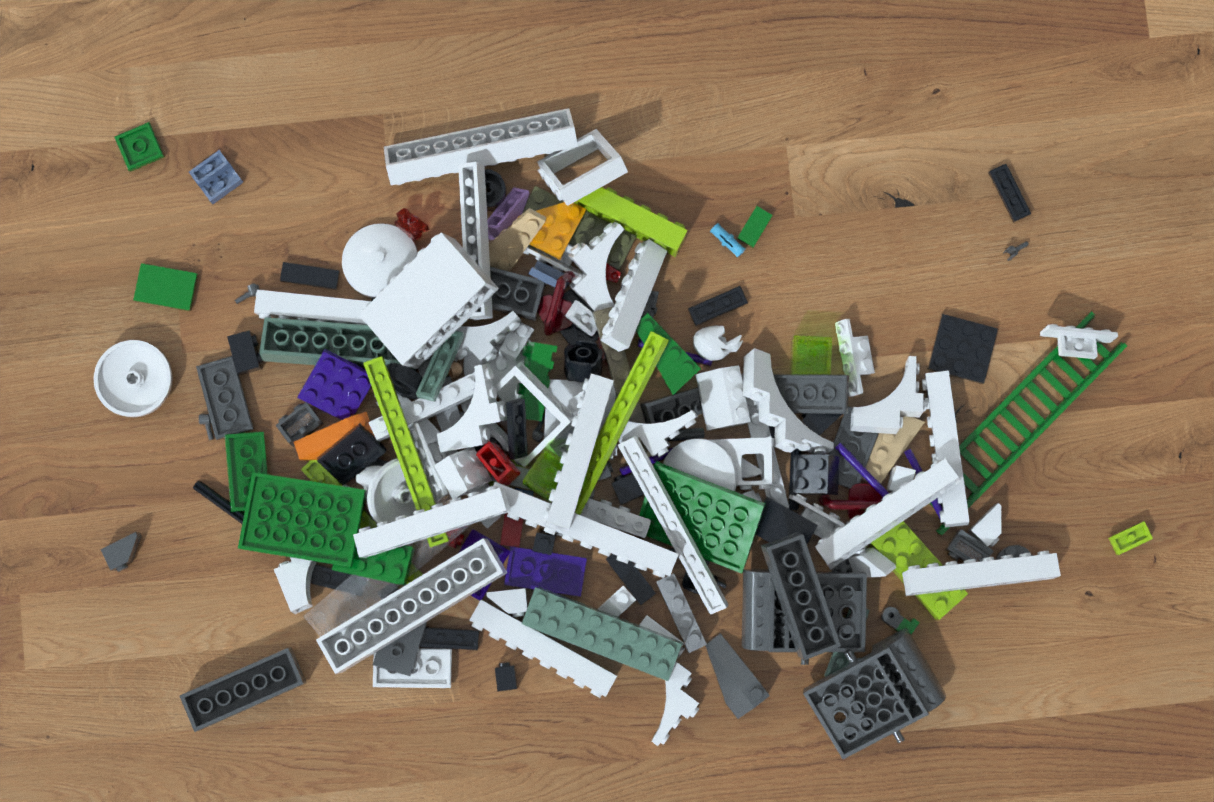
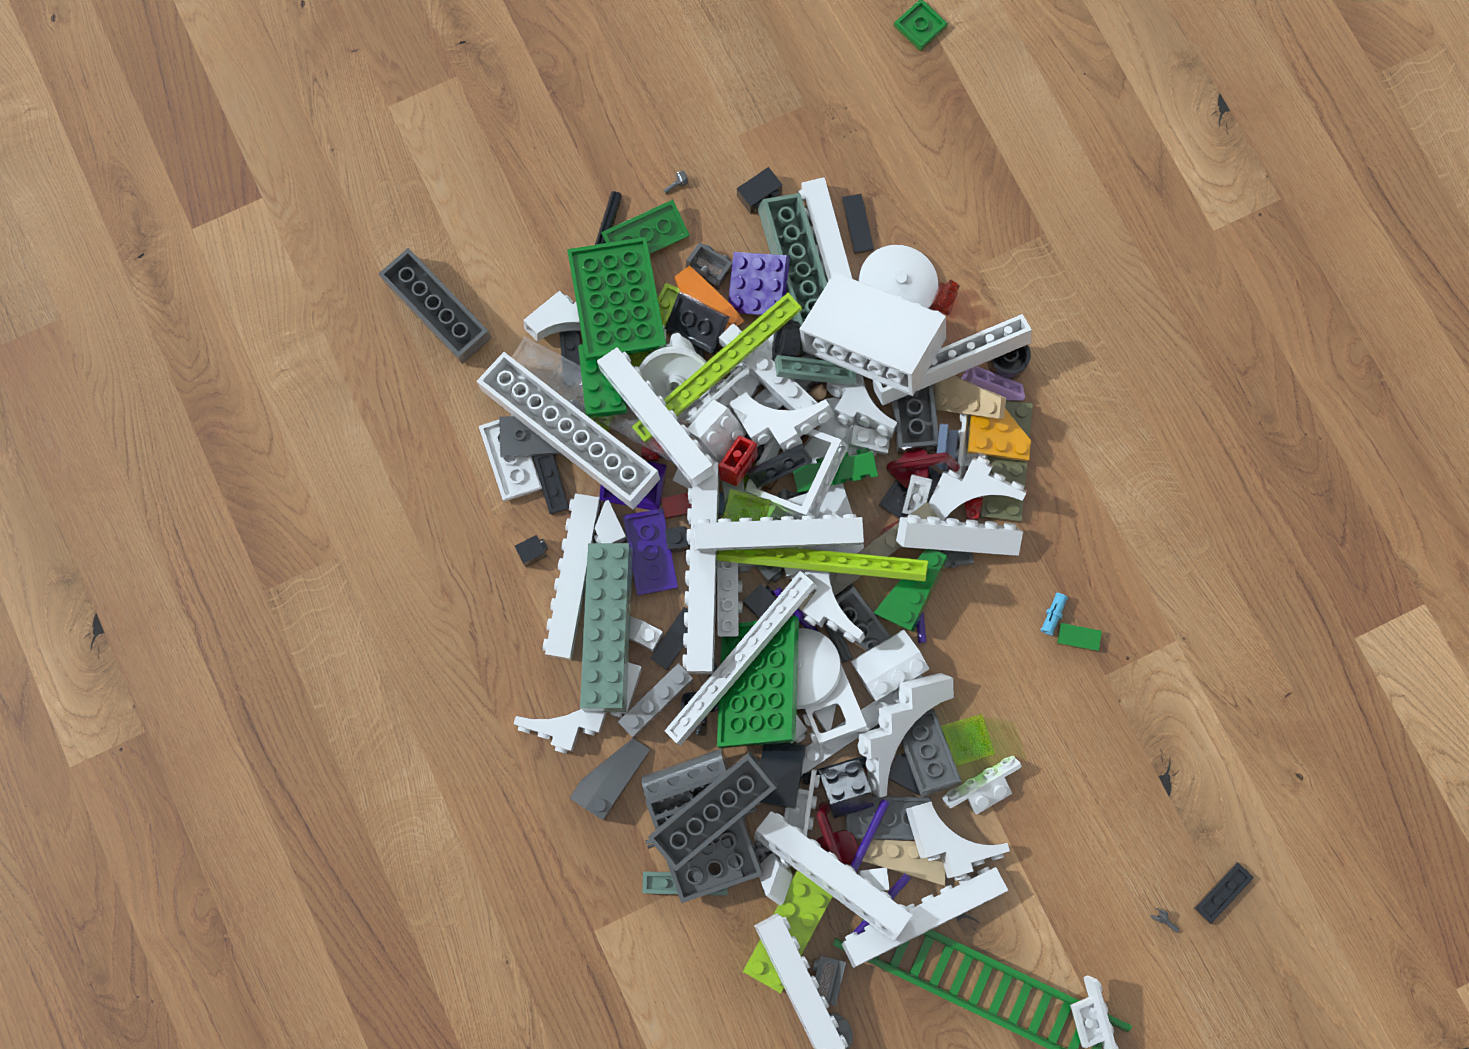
camera: 75 degrees right, 5 degrees down
(121, 552) = (527, 149): dark grey slope -> none
(133, 378) = (695, 98): white dish -> none
(165, 287) = (795, 97): green tile -> none
(216, 177) = (919, 103): sand blue slope -> none
(224, 398) = (708, 188): dark grey plate -> none
(252, 290) = (824, 173): dark grey hand -> none
(482, 144) = (1050, 335): white brick -> none
(582, 360) = (875, 509): black brick -> none
(588, 181) = (1058, 446): white window -> none
(635, 219) = (1038, 506): lime brick -> none
(710, 343) = (940, 636): white helmet -> none
(717, 306) = (983, 628): black tile -> none
(876, 694) = (642, 931): dark grey piece -> none
(892, 618) = (727, 923): dark grey leg -> none
(962, 348) = (1037, 900): black plate -> none
(988, 526) = (859, 992): white slope -> none

